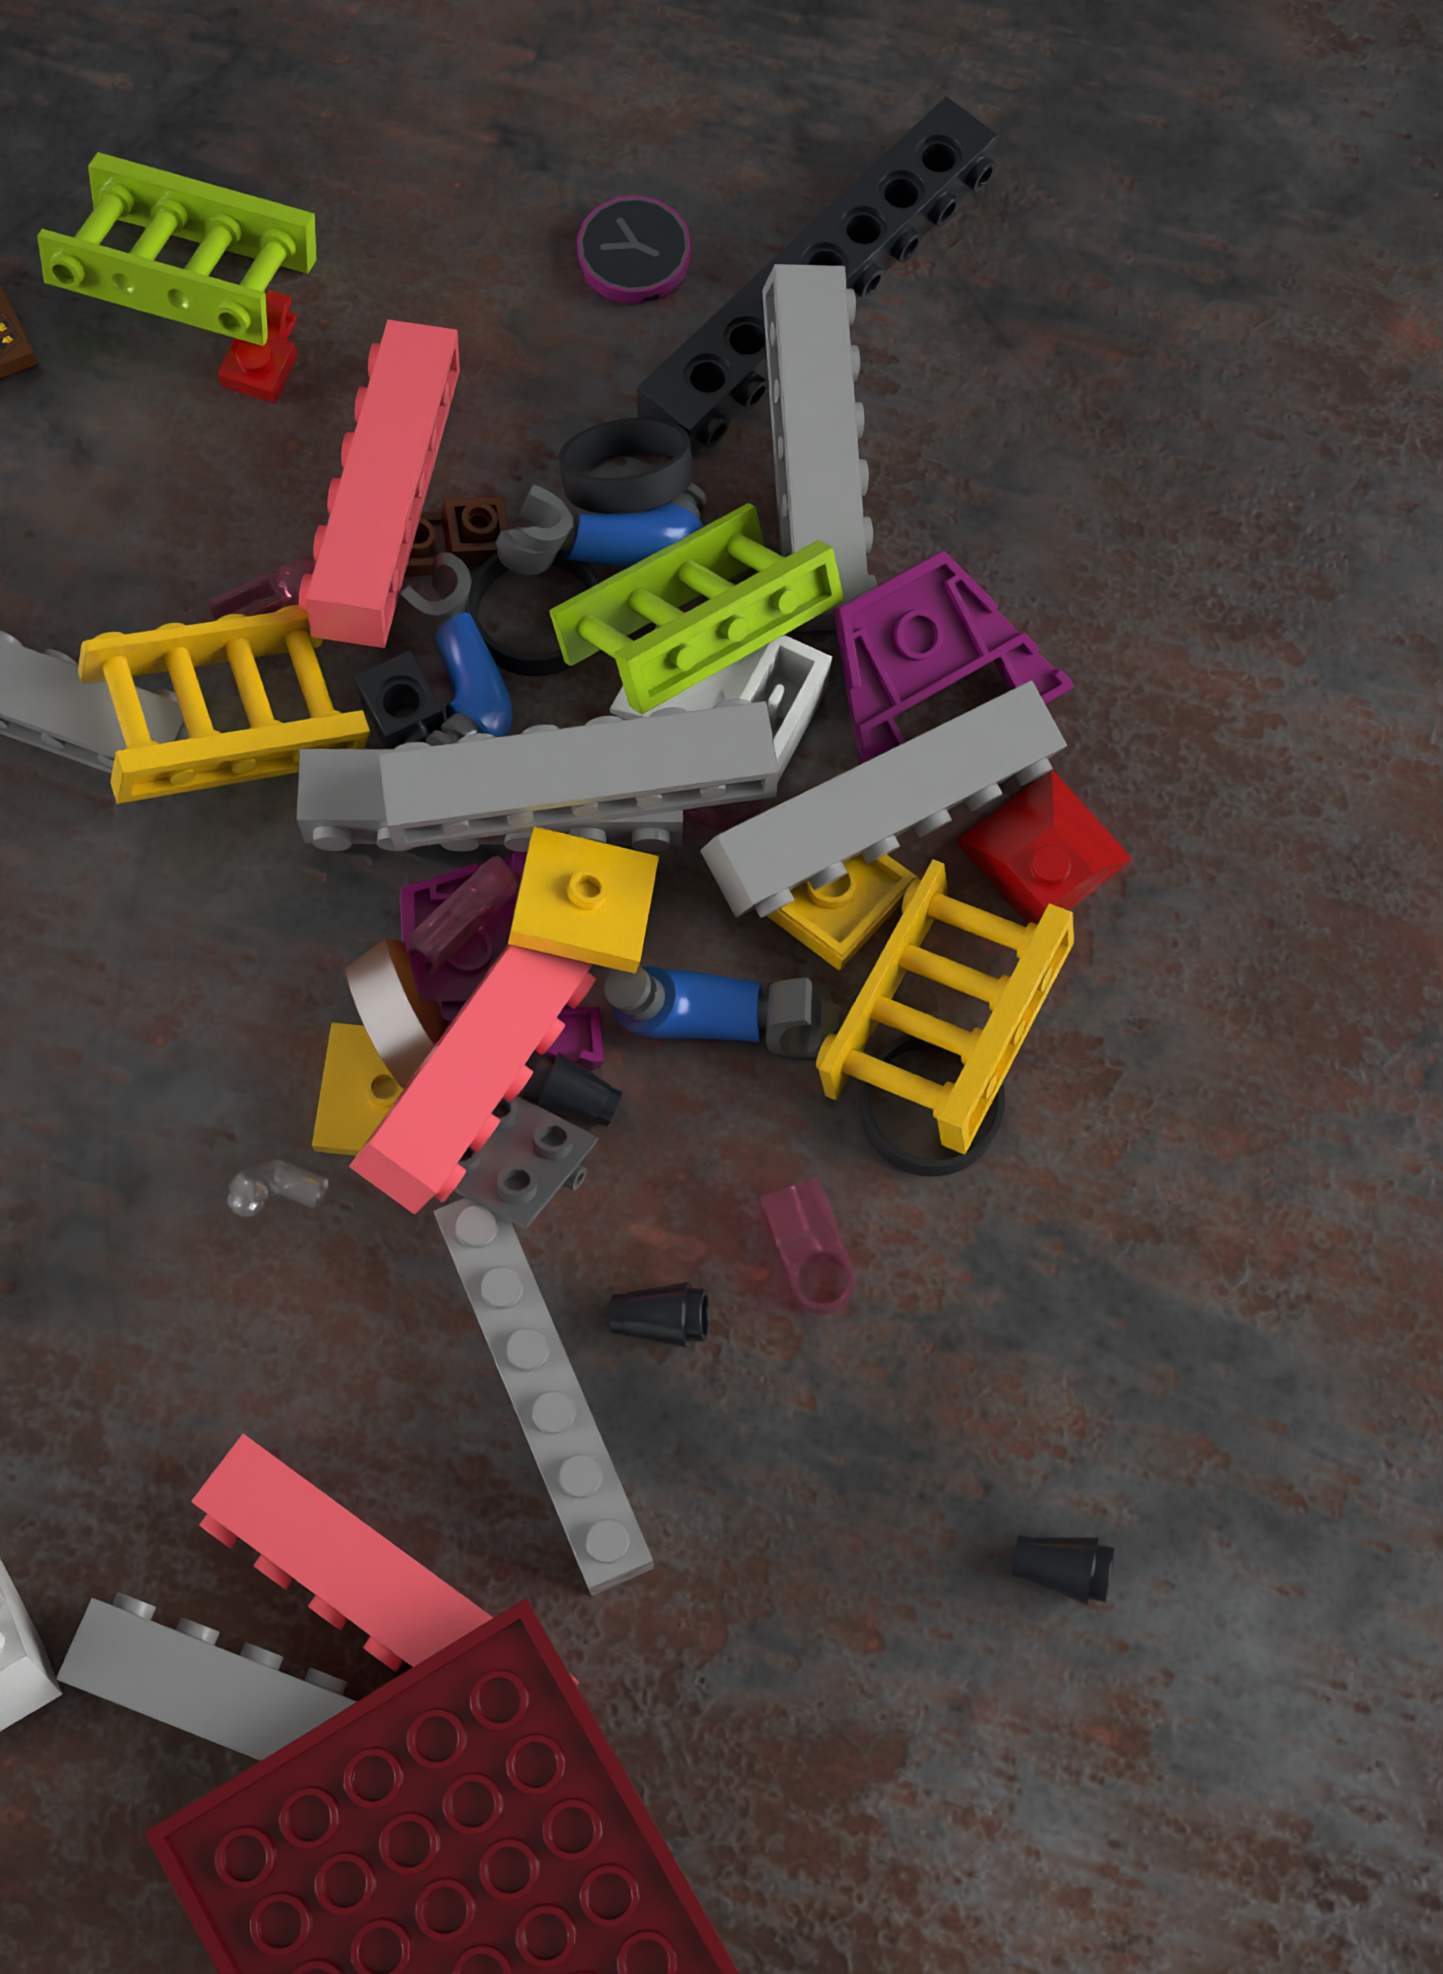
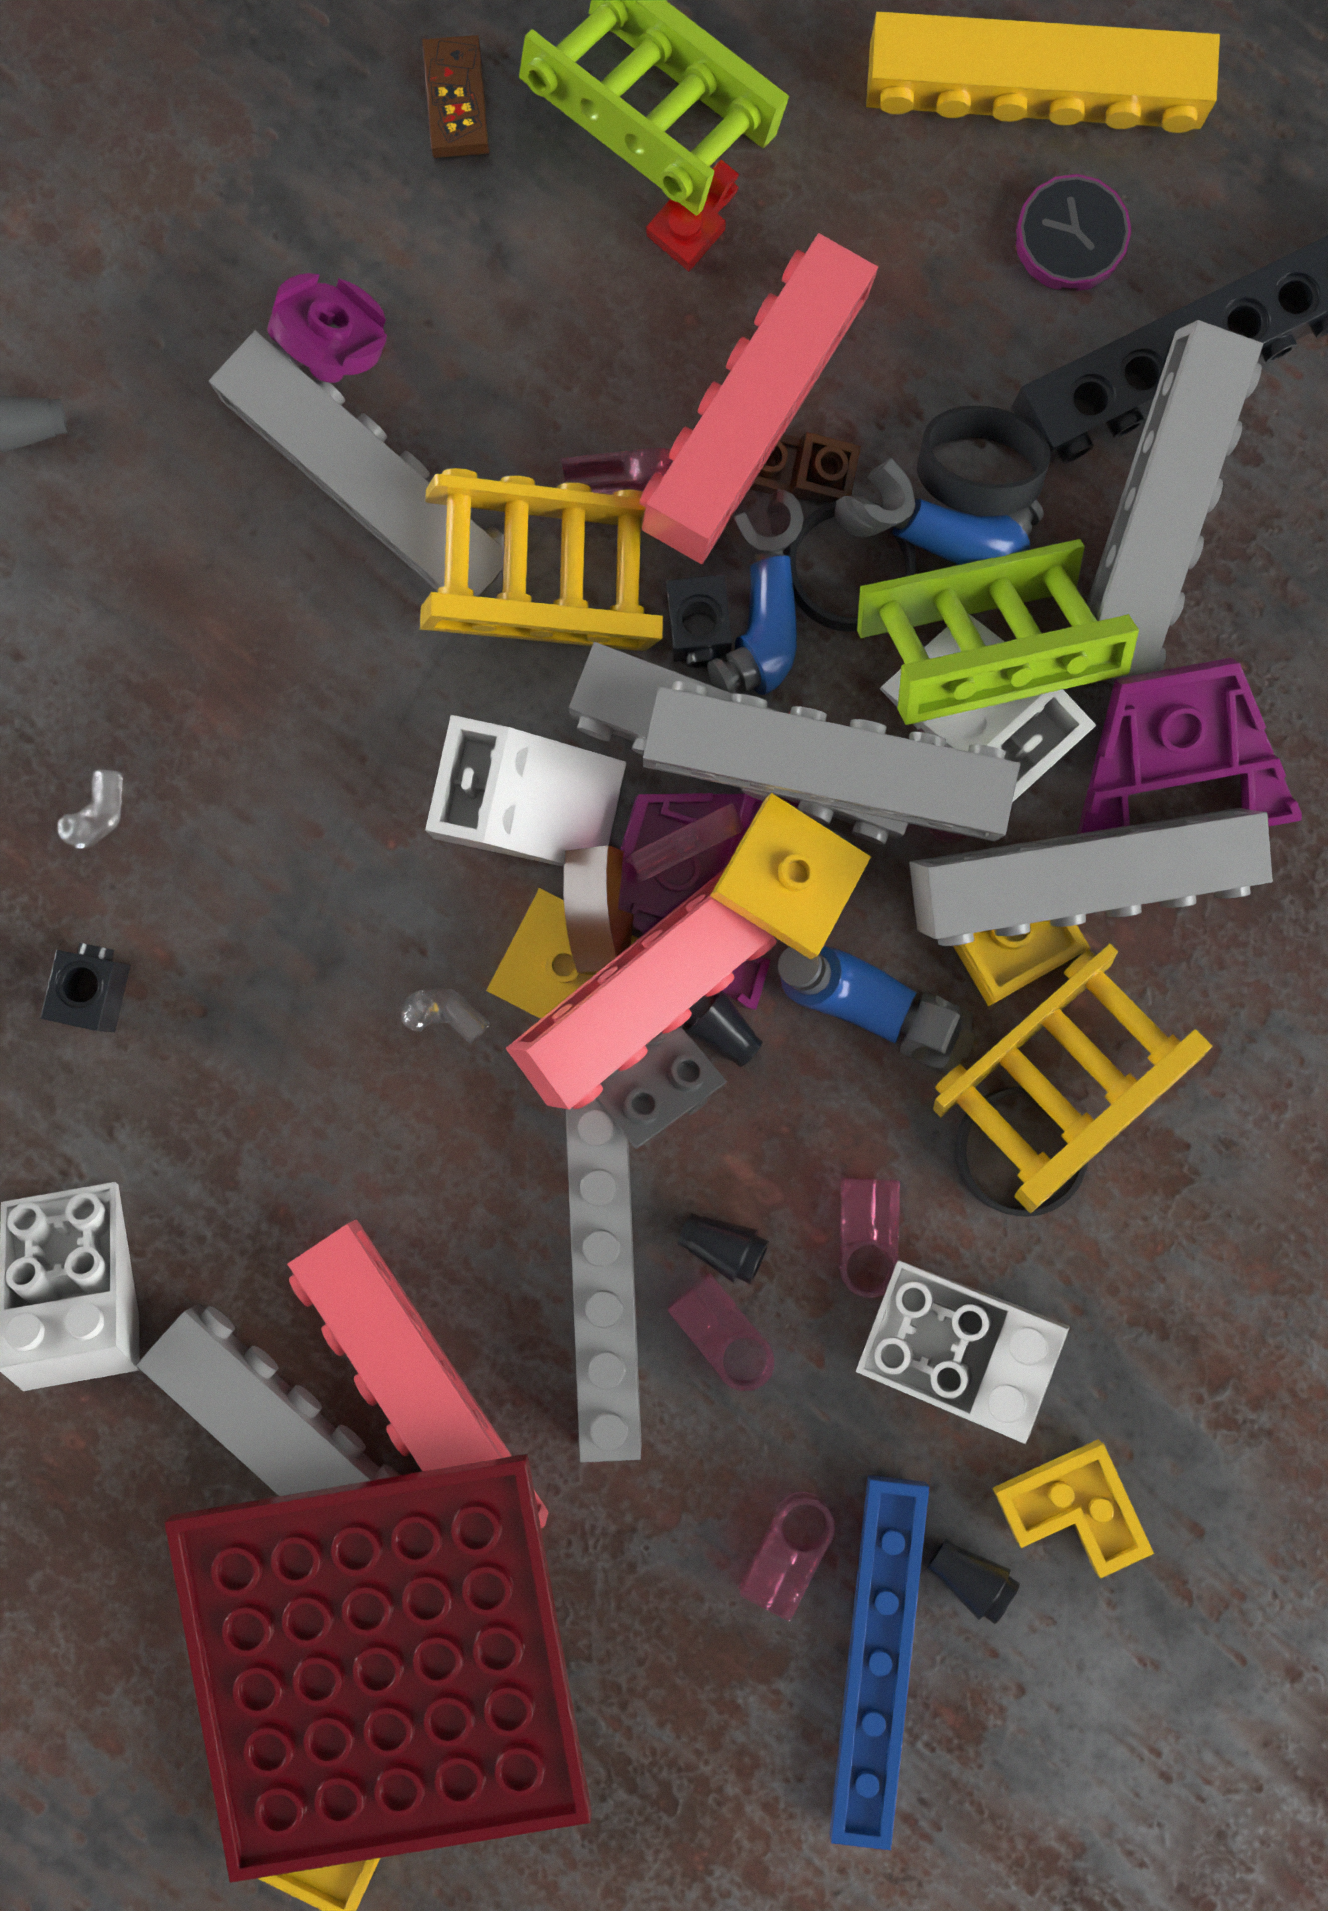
camera: 25 degrees right, 15 degrees up
(275, 932) = (522, 793): none -> white slope
(546, 123) = (1042, 71): none -> yellow brick
(682, 1397) = (713, 1323): none -> clear pink piece
(854, 1636) = (784, 1568): none -> clear pink piece
(955, 1321) = (963, 1350): none -> white slope
(1002, 1701) = (879, 1662): none -> blue plate
(1044, 849) = (1210, 961): red slope -> none
(1148, 1428) = (1079, 1492): none -> yellow plate

